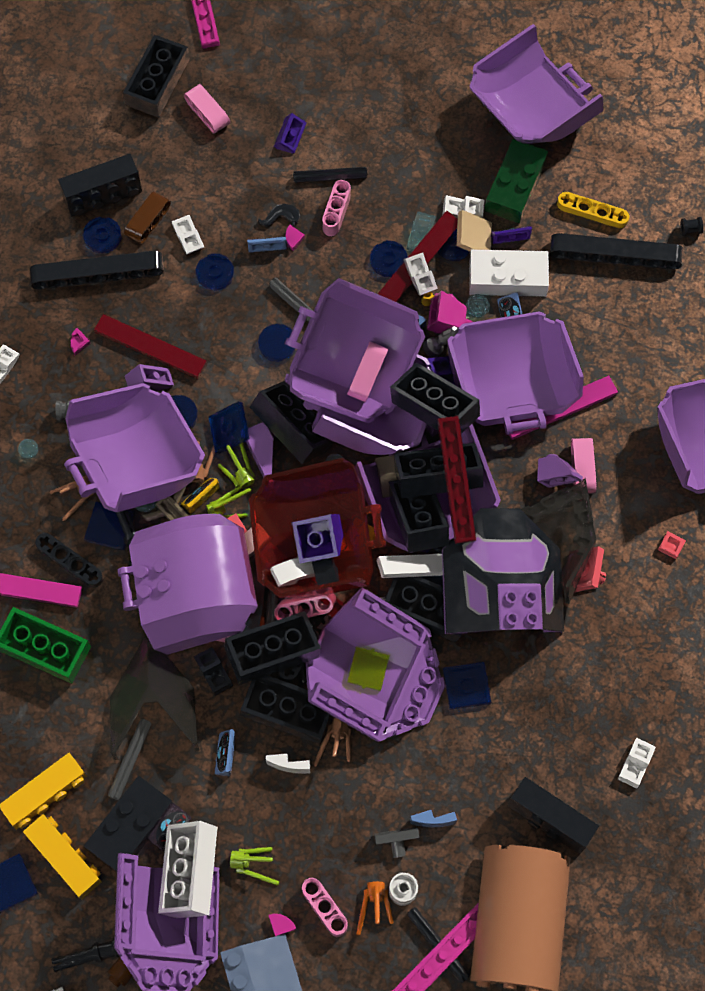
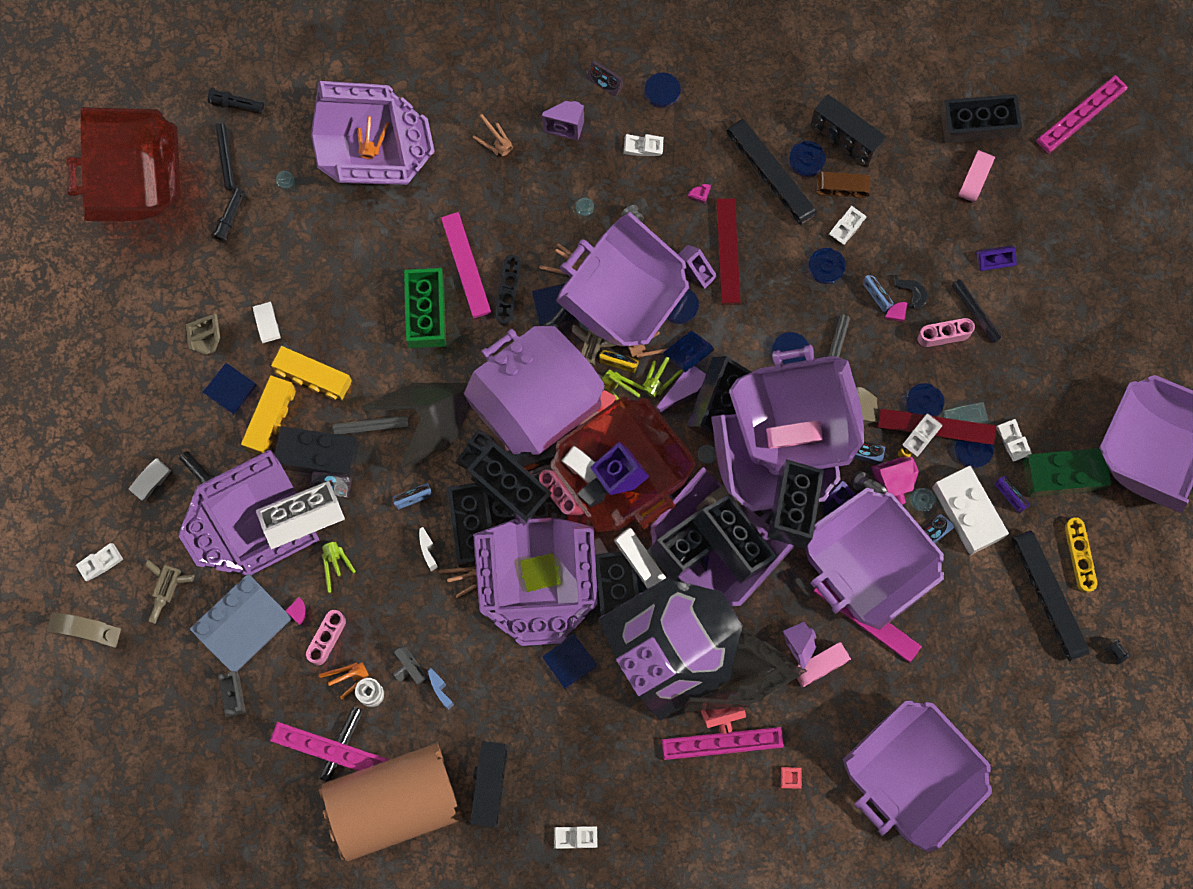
camera: 65 degrees right, 5 degrees up
(456, 479) = (728, 555): dark red tile -> none
(473, 232) = (990, 461): tan tile -> none
(611, 588) = (722, 743): none -> dark pink tile

